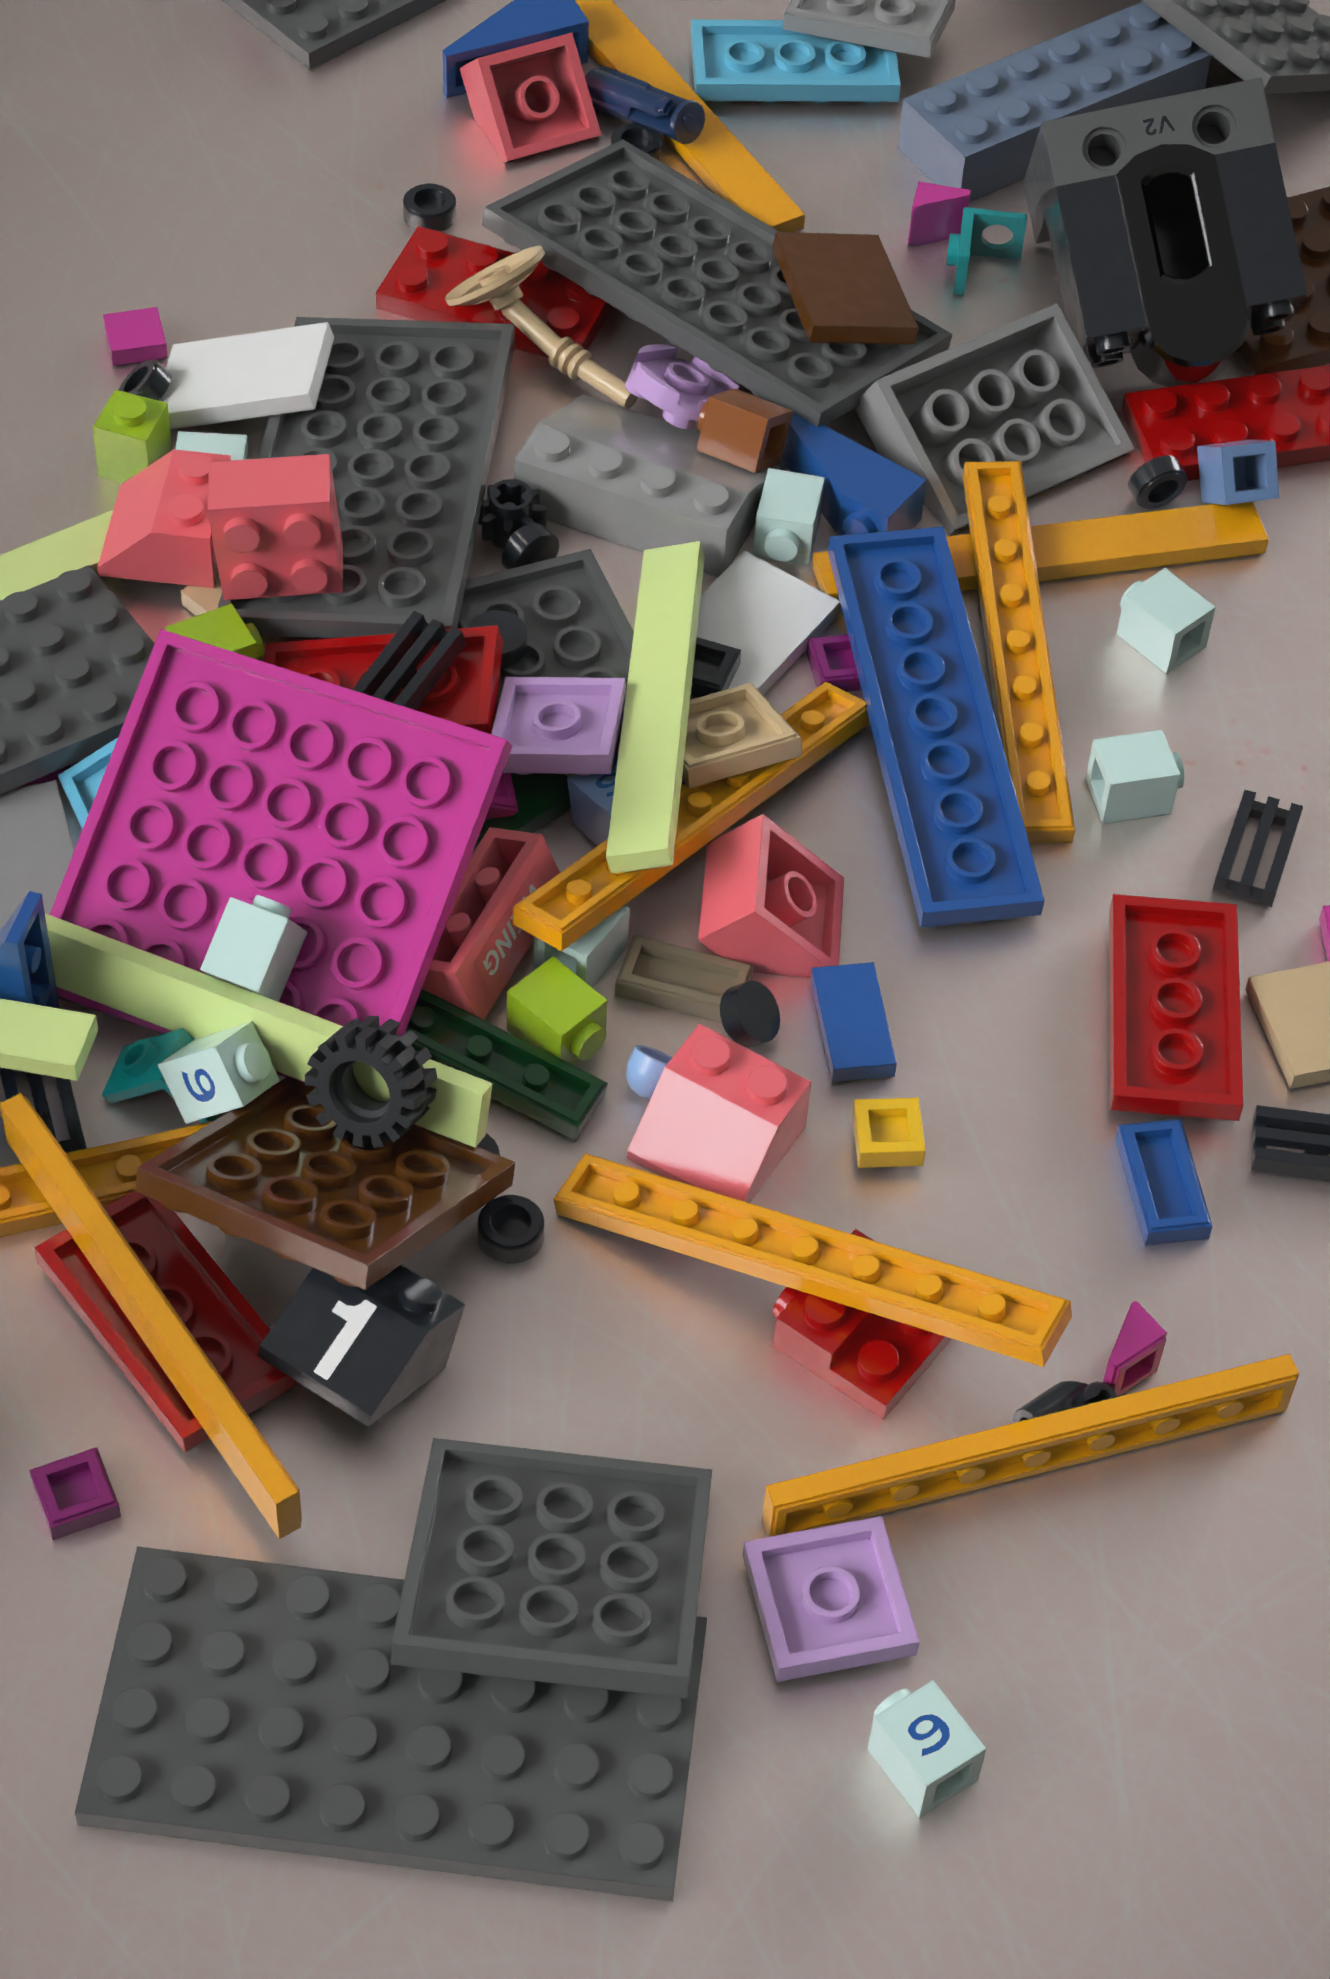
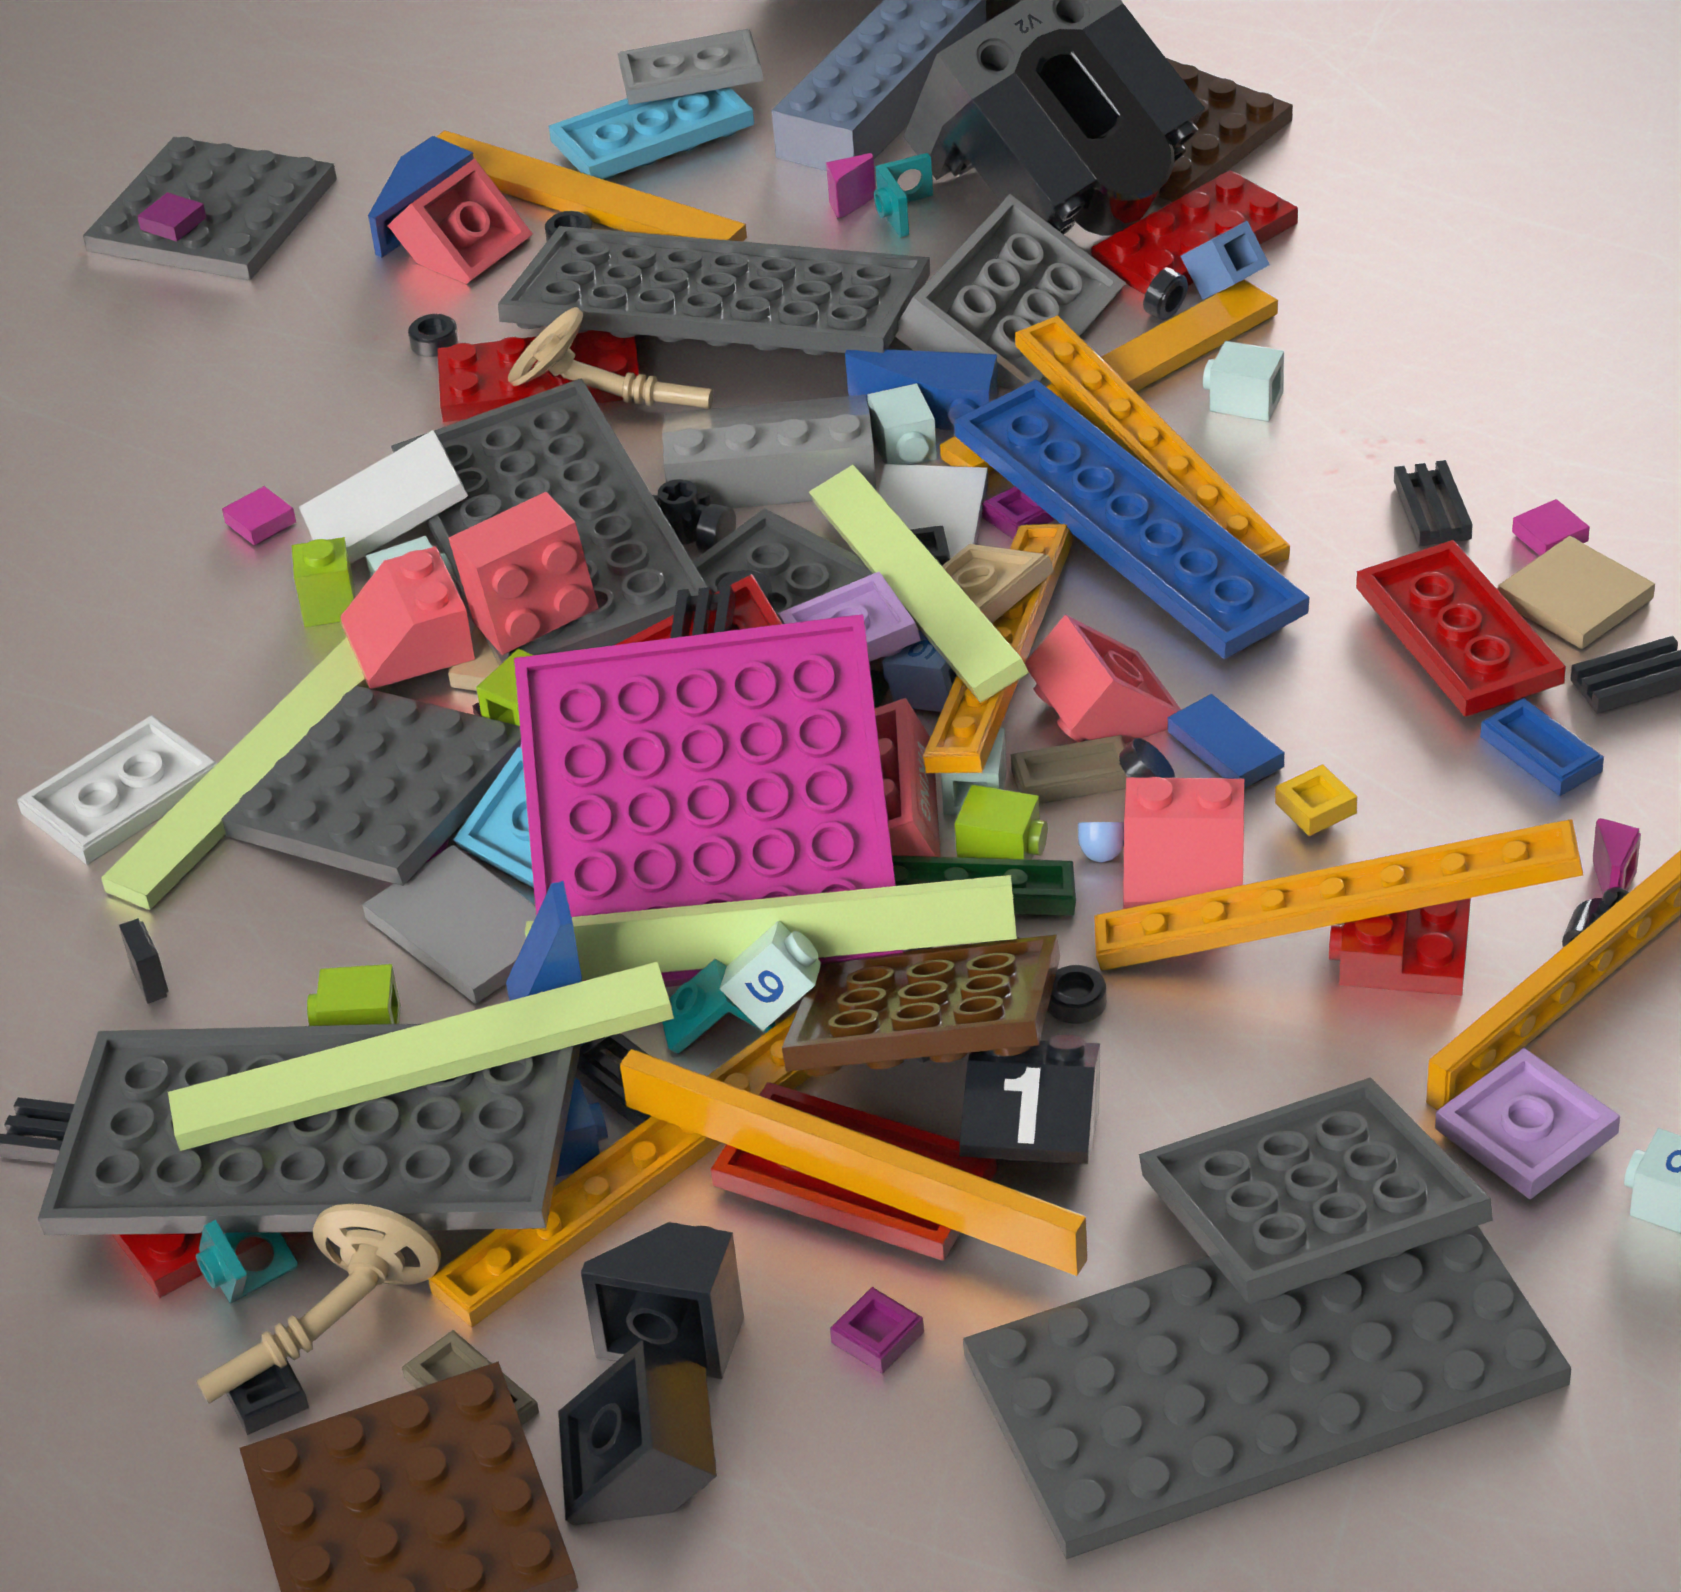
camera: 20 degrees left, 10 degrees down
(147, 380) = (297, 532): black tile -> none
(255, 946) = (743, 860): light aqua brick -> none
(392, 1059) = (922, 949): black tyre -> none
(645, 104) = (562, 195): dark blue piece -> none
(675, 383) = (750, 369): lavender plate -> none
(743, 430) = (825, 377): dark orange brick -> none
(844, 288) = (826, 254): reddish brown tile -> none
(1133, 776) = (1306, 491): light aqua brick -> none

